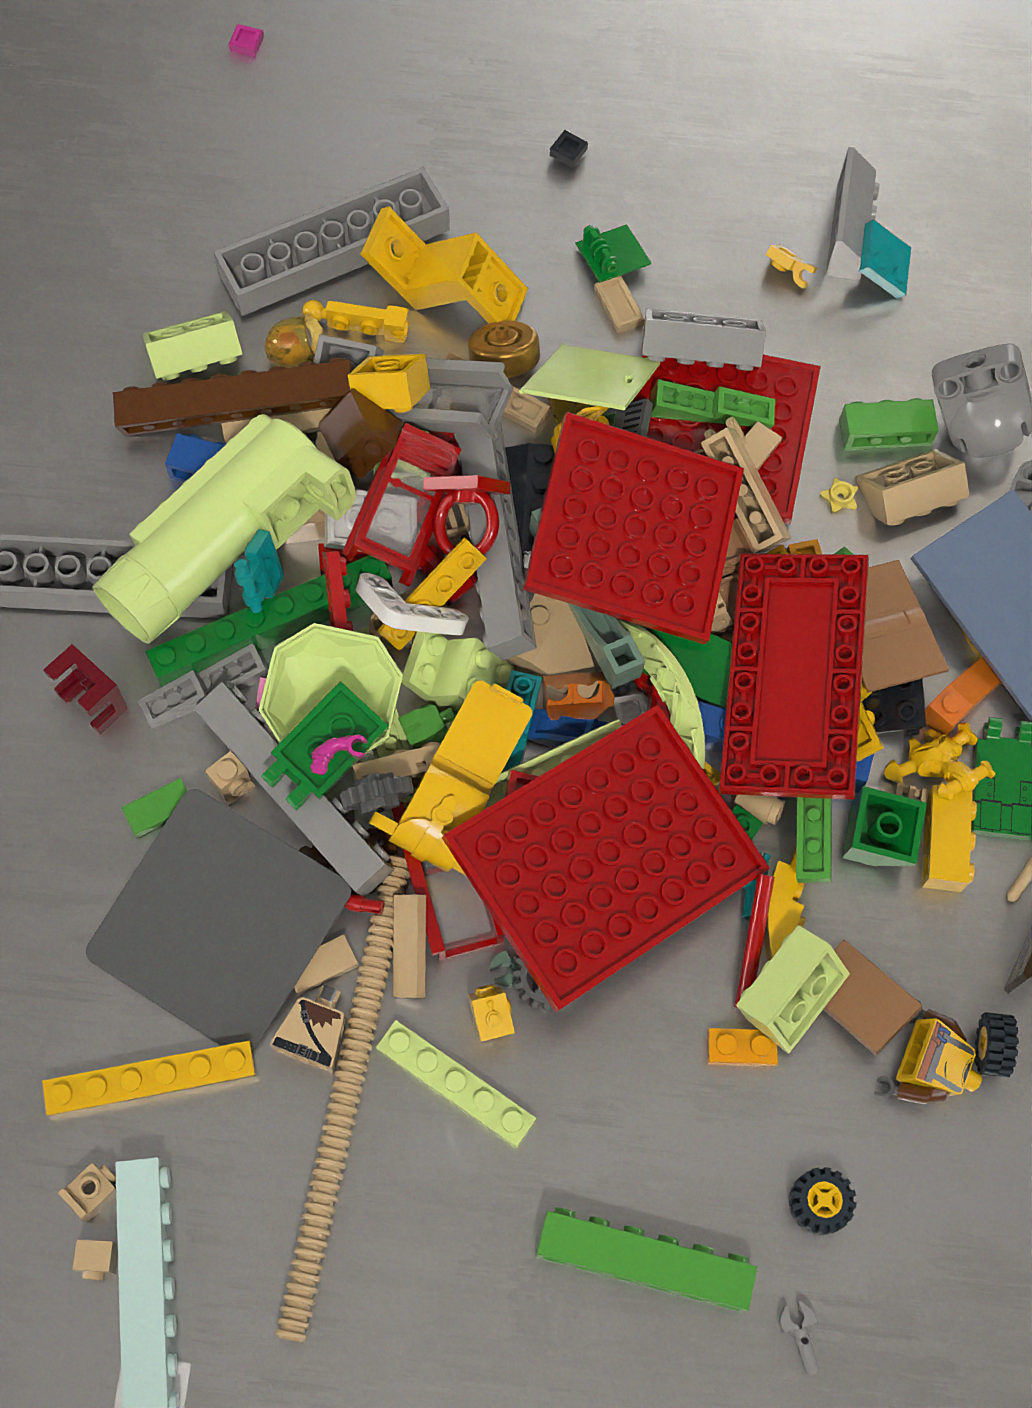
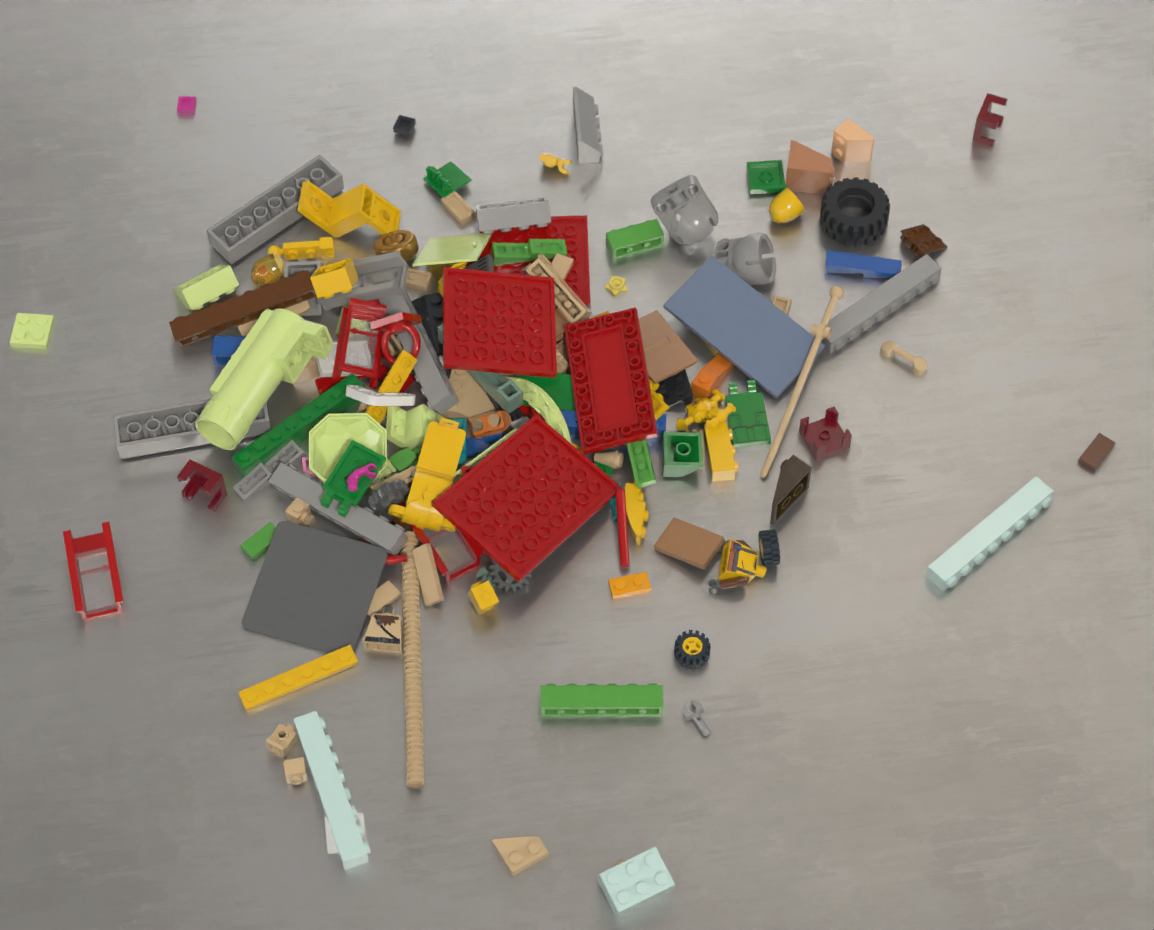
camera: 10 degrees left, 10 degrees down
(261, 573) = (287, 395): teal plate -> none
(337, 597) = (335, 399): red plate -> none
(359, 433) = (324, 308): reddish brown slope -> none
(456, 1084) = (473, 641): yellowish green plate -> none
(793, 988) = (649, 543): yellowish green slope -> none
(885, 259) = (611, 146): teal plate -> none
(914, 486) = (658, 270): tan slope -> none

